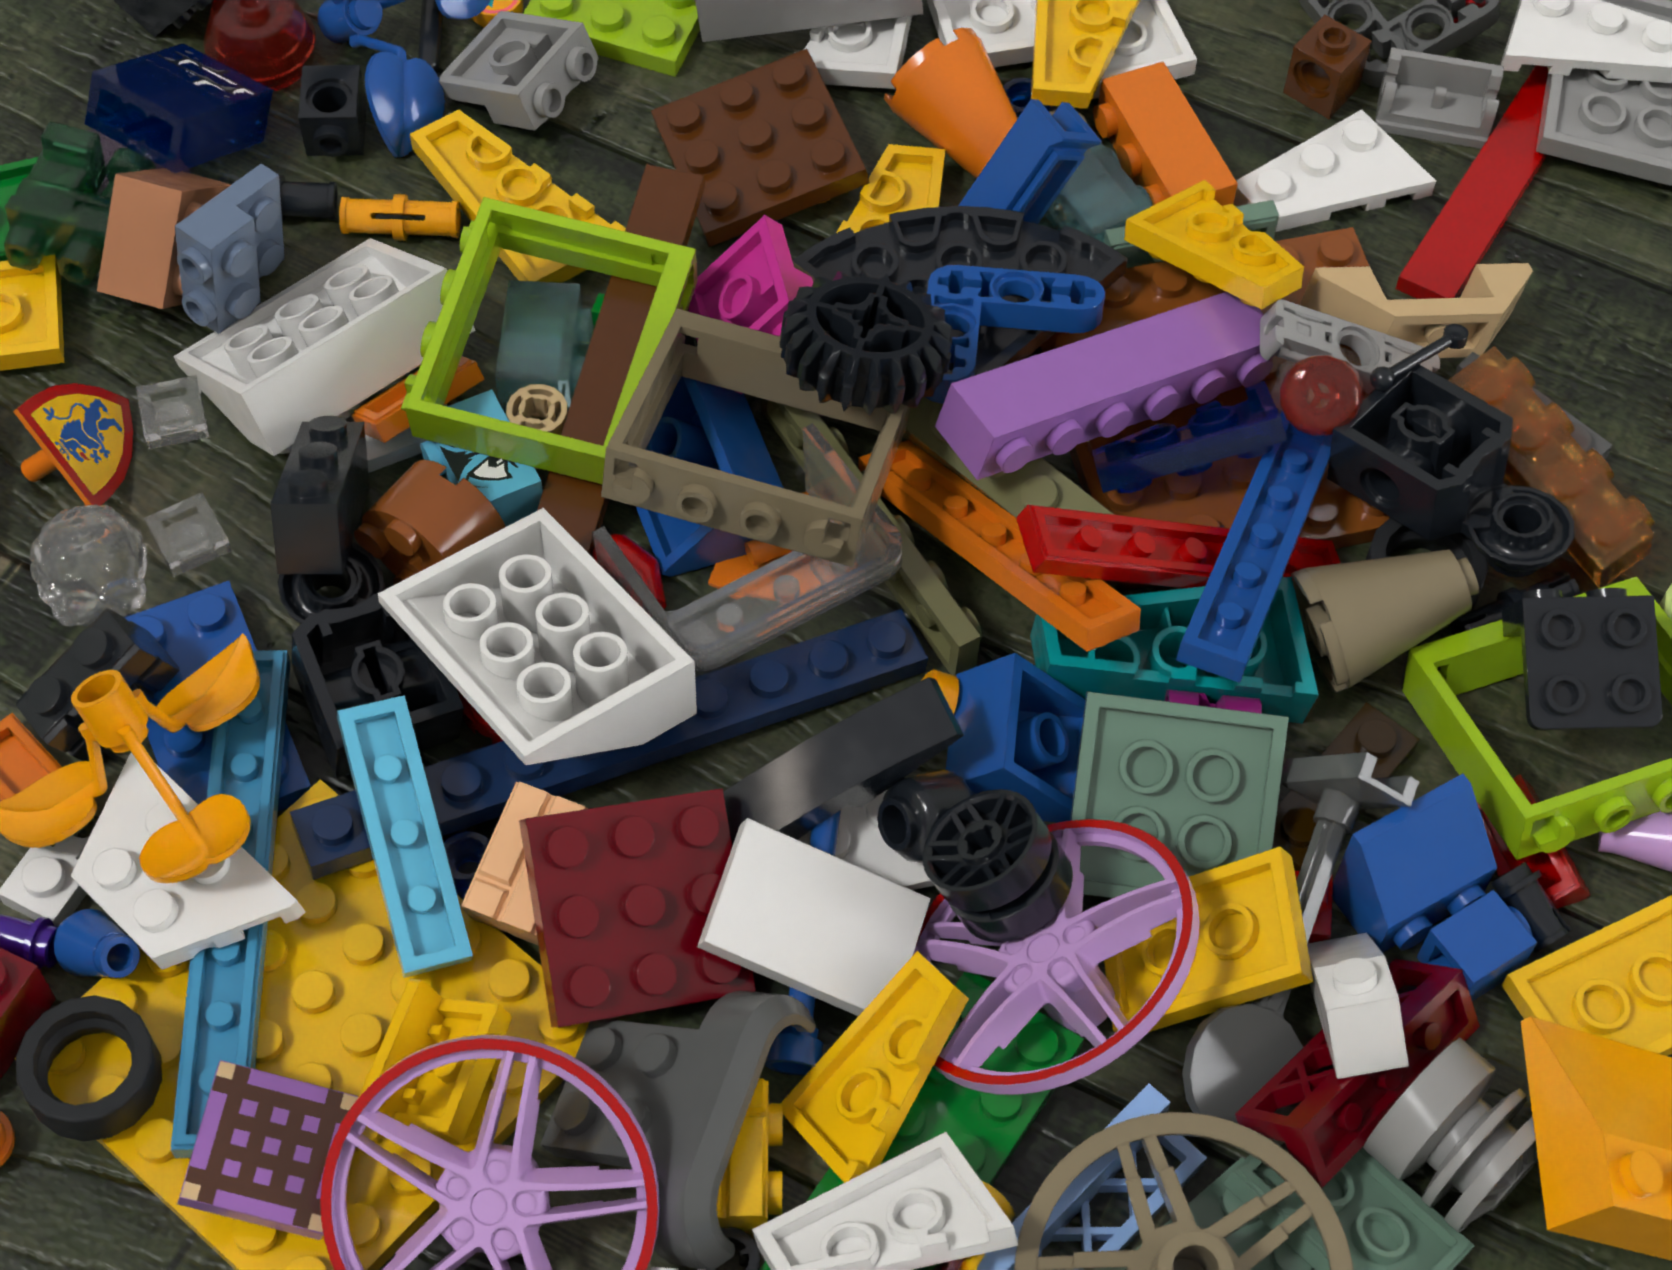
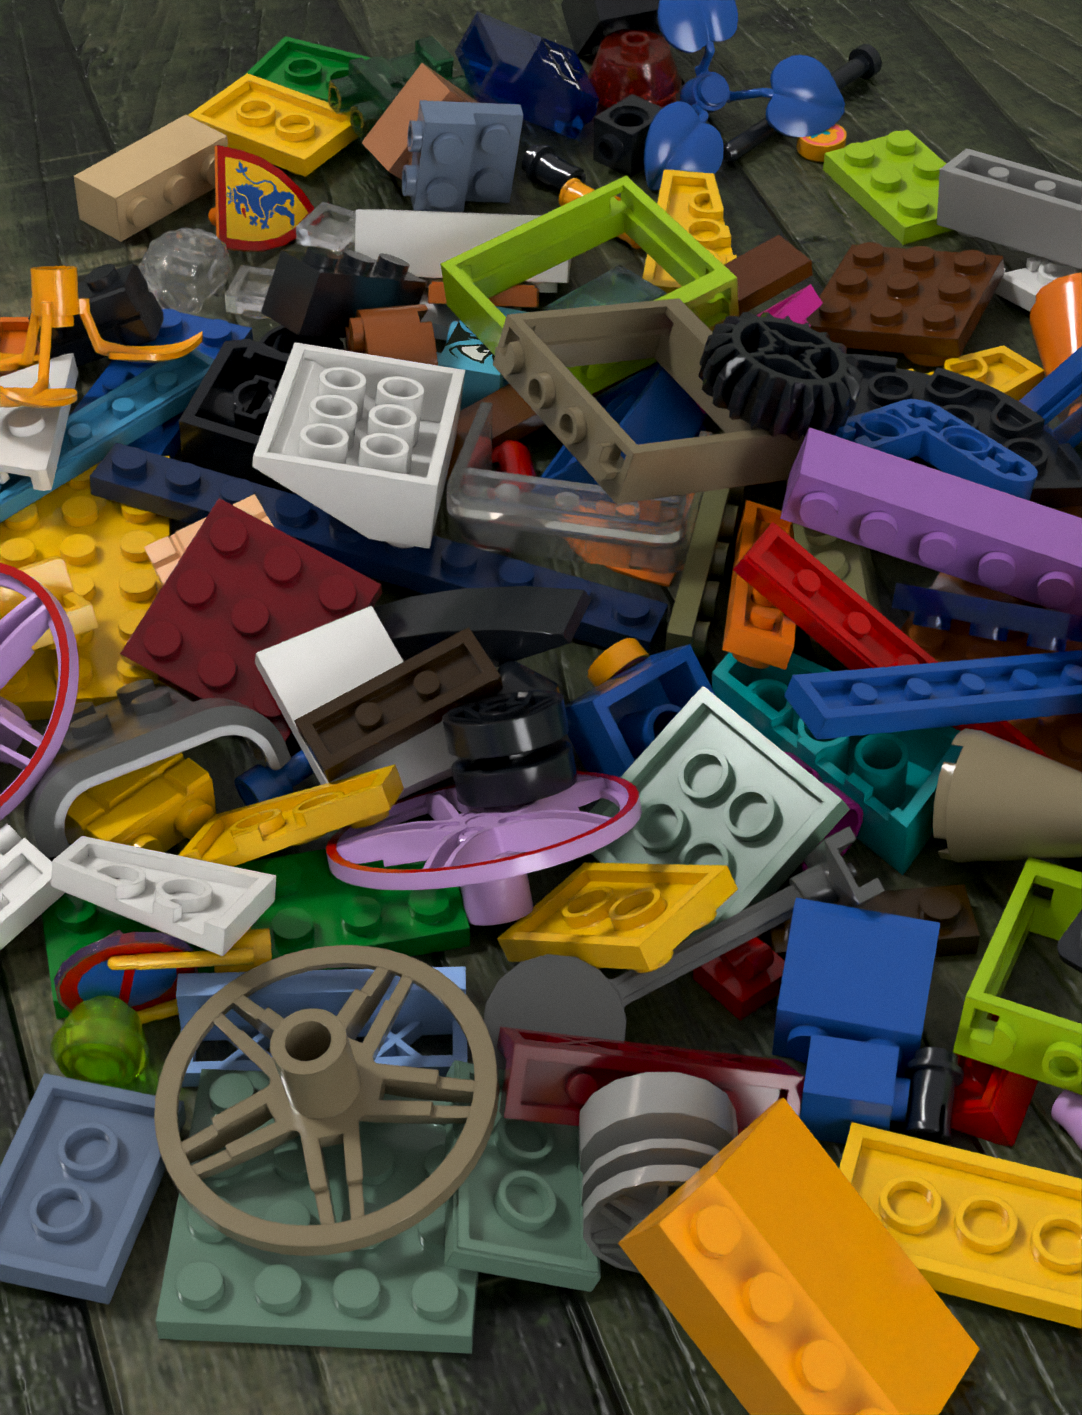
camera: 45 degrees right, 15 degrees down
(404, 836) = (154, 486): medium azure plate -> none
(521, 68) = (788, 177): light grey plate -> none
(871, 896) = (398, 704): none -> dark brown plate
(1357, 1005) = (671, 1013): white slope -> none

